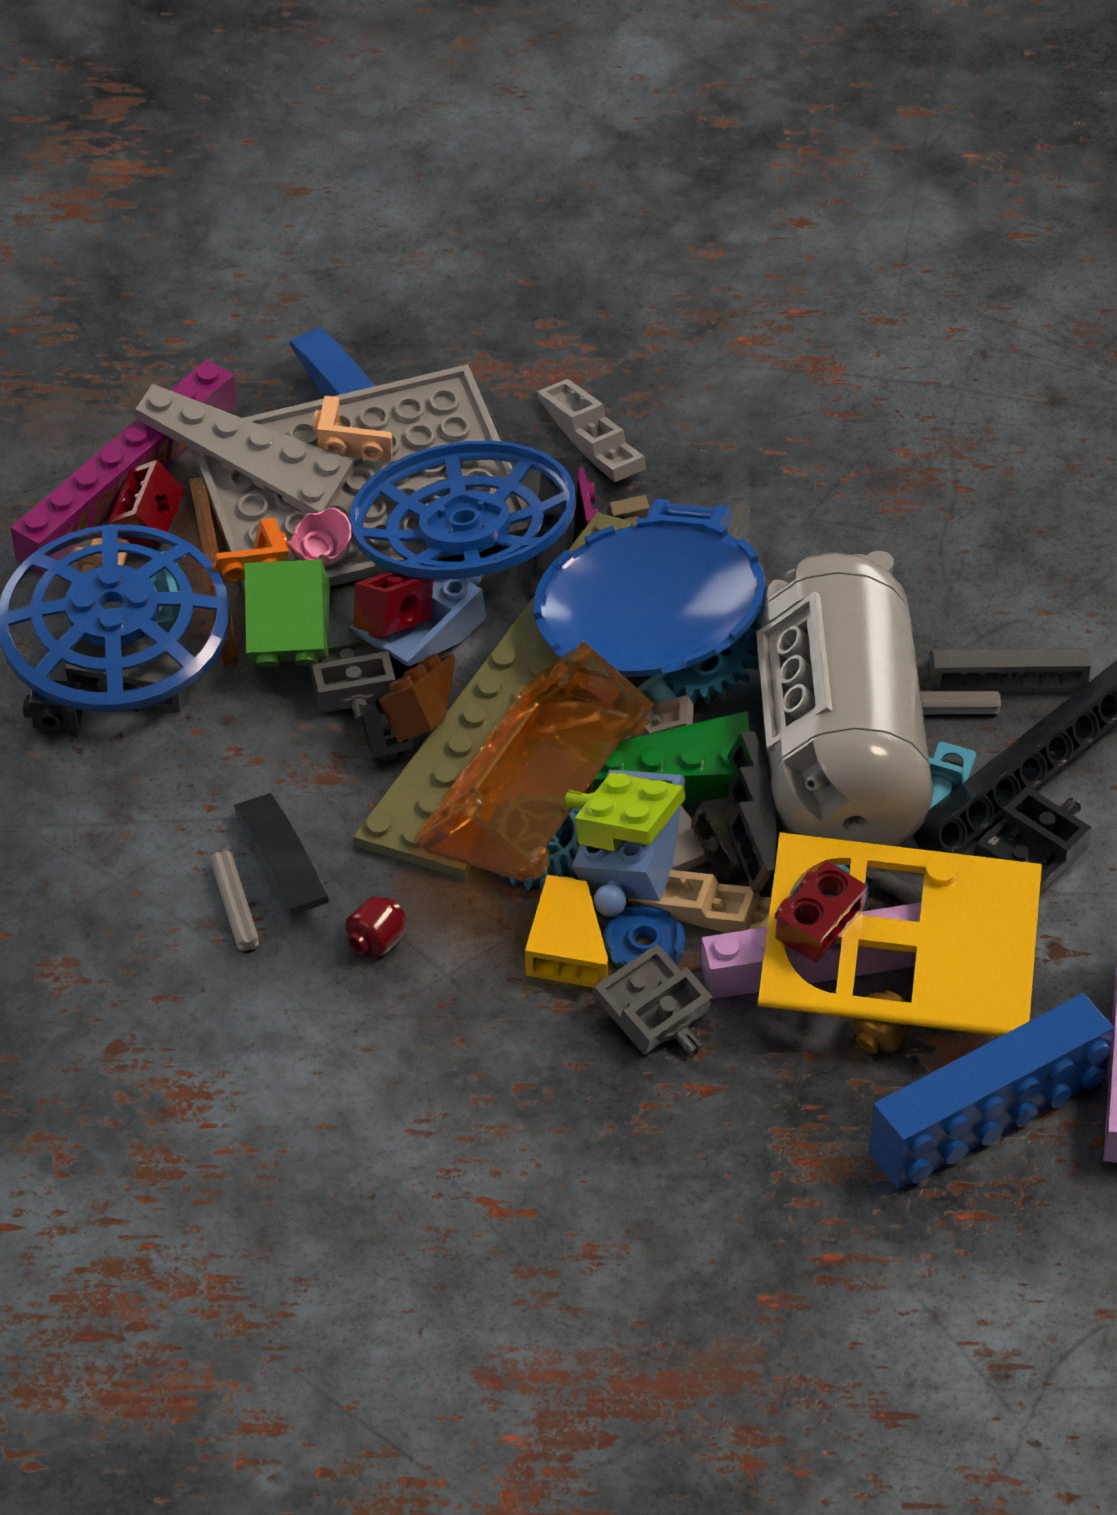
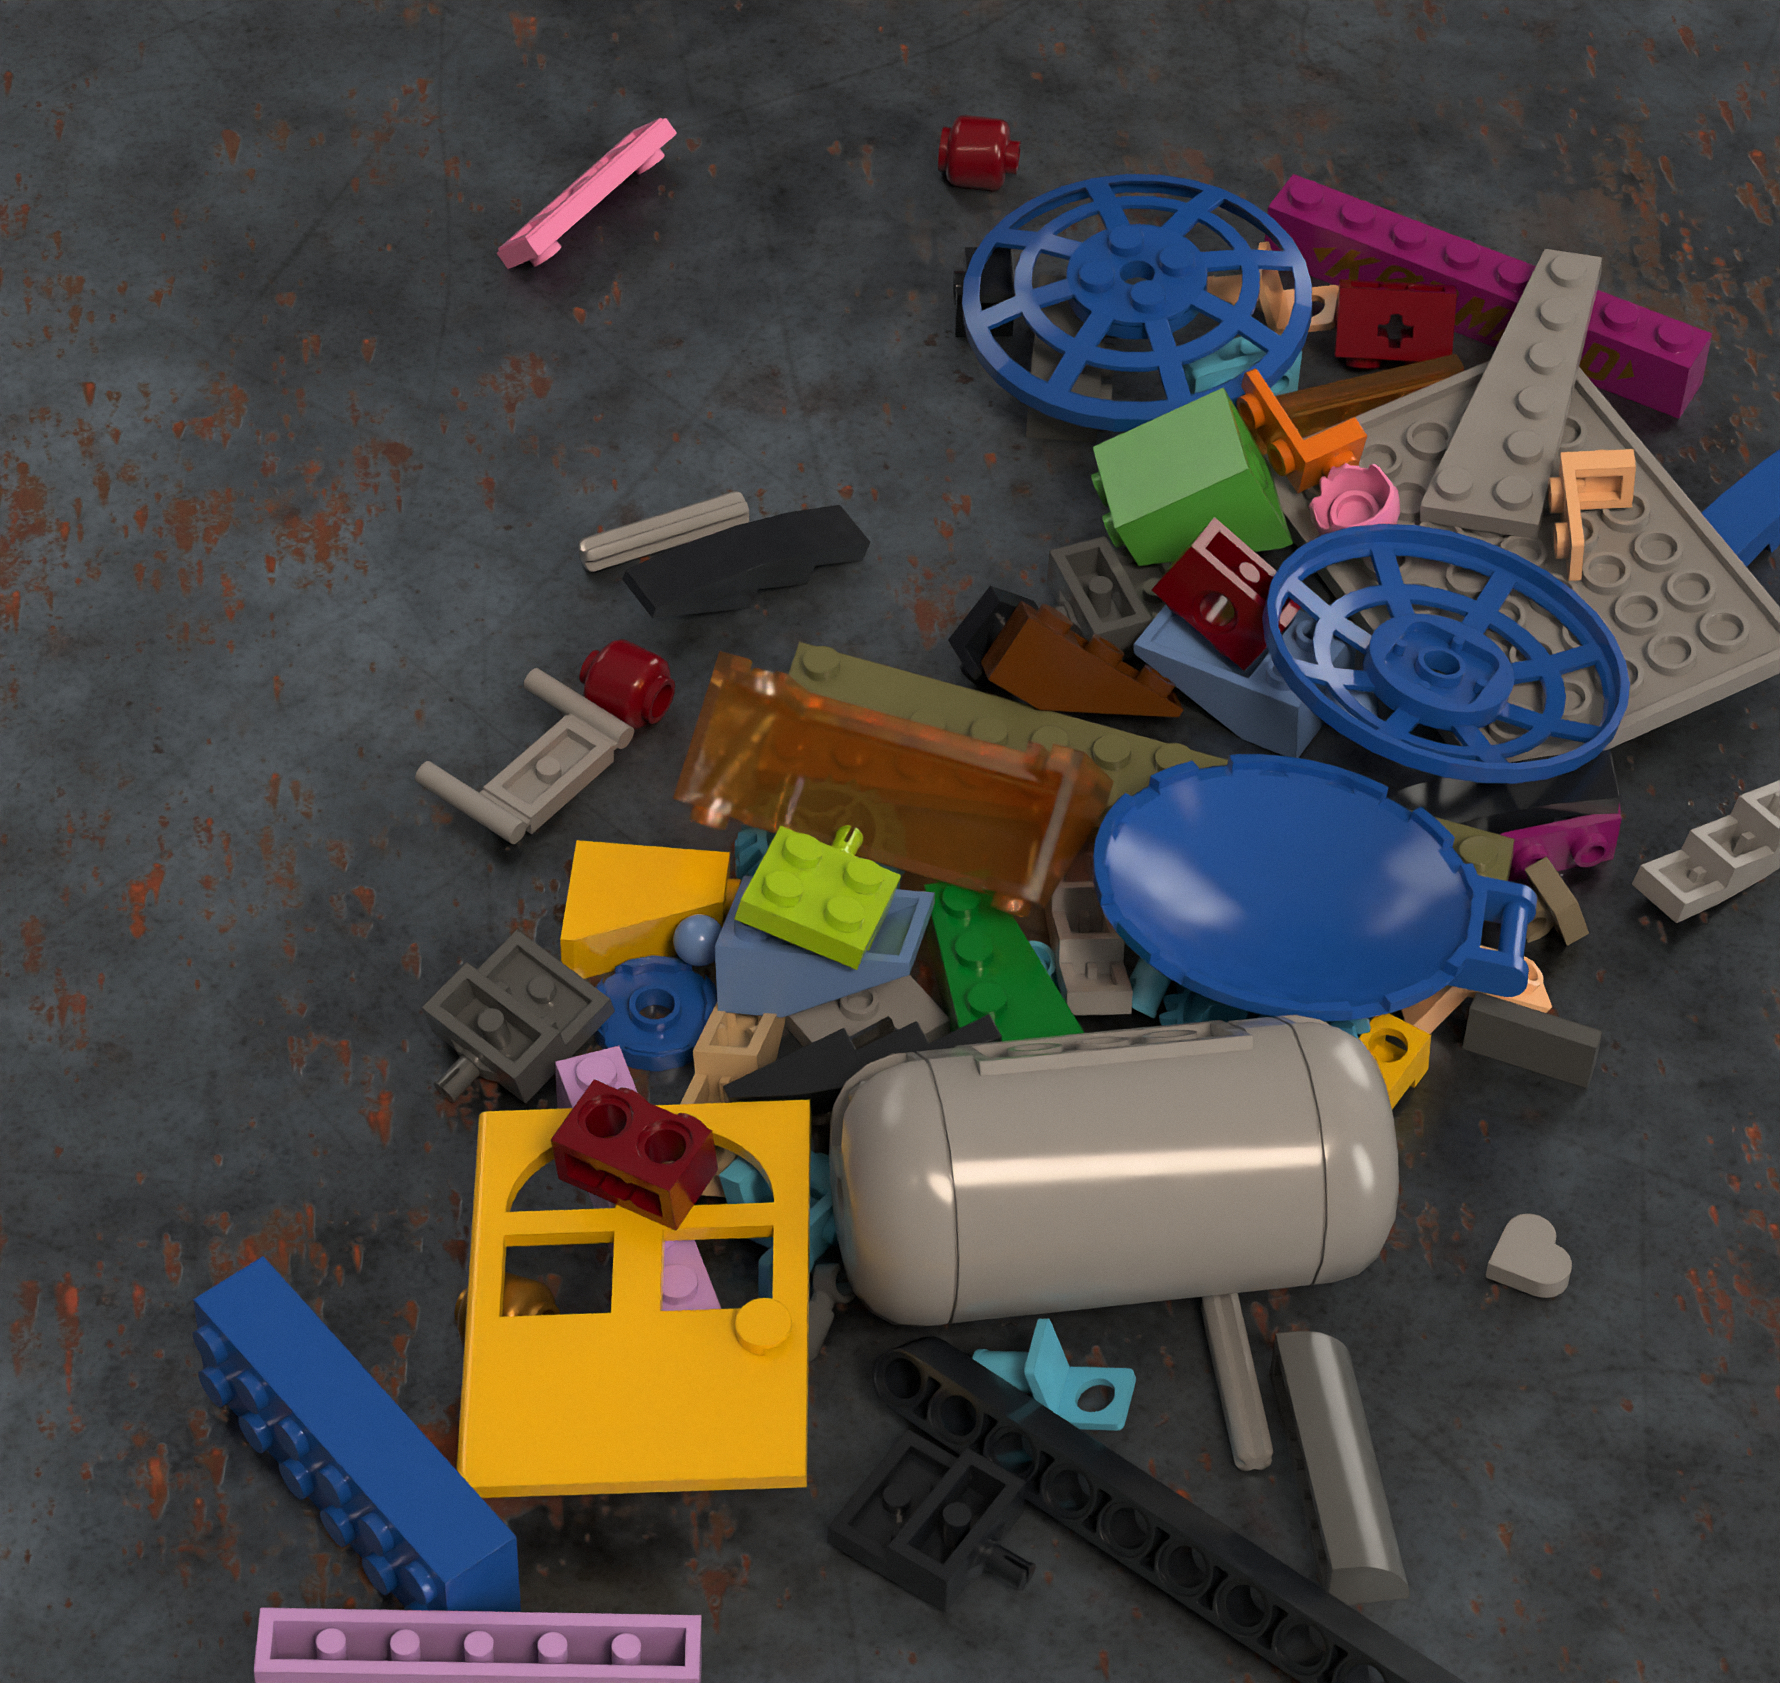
camera: 80 degrees right, 0 degrees up
(441, 974) = (546, 772): none -> light grey plate

